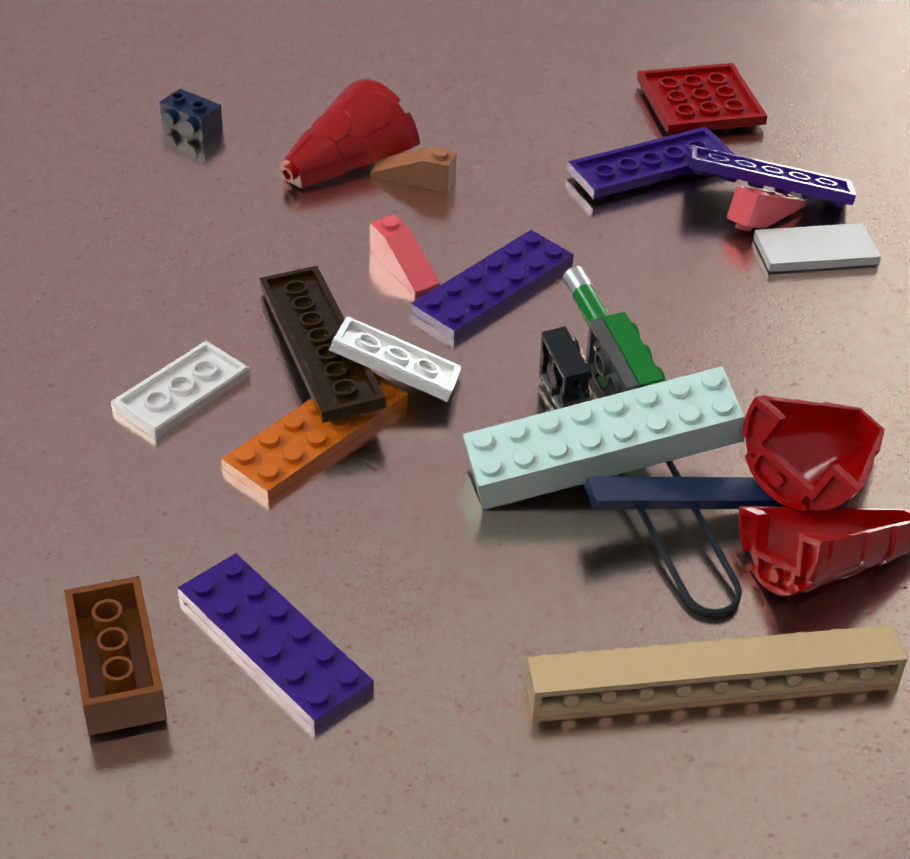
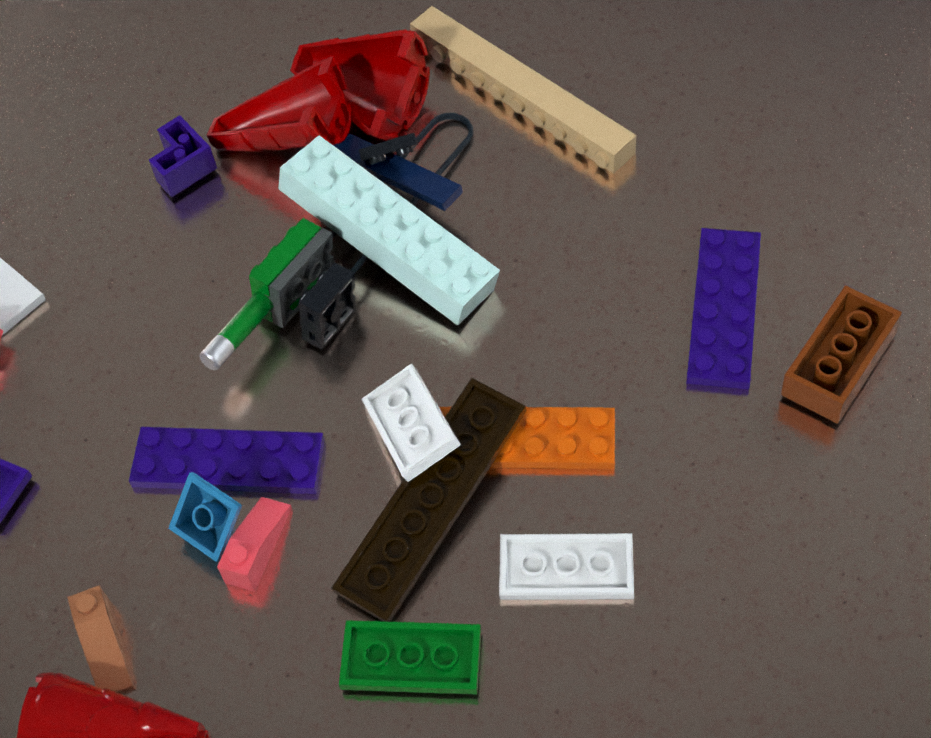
camera: 120 degrees left, 15 degrees up
(219, 279) = (410, 657): none -> green plate
(444, 231) = (205, 516): none -> dark azure slope
(701, 484) = (401, 145): none -> black plate
(845, 384) = (184, 157): none -> dark purple brick

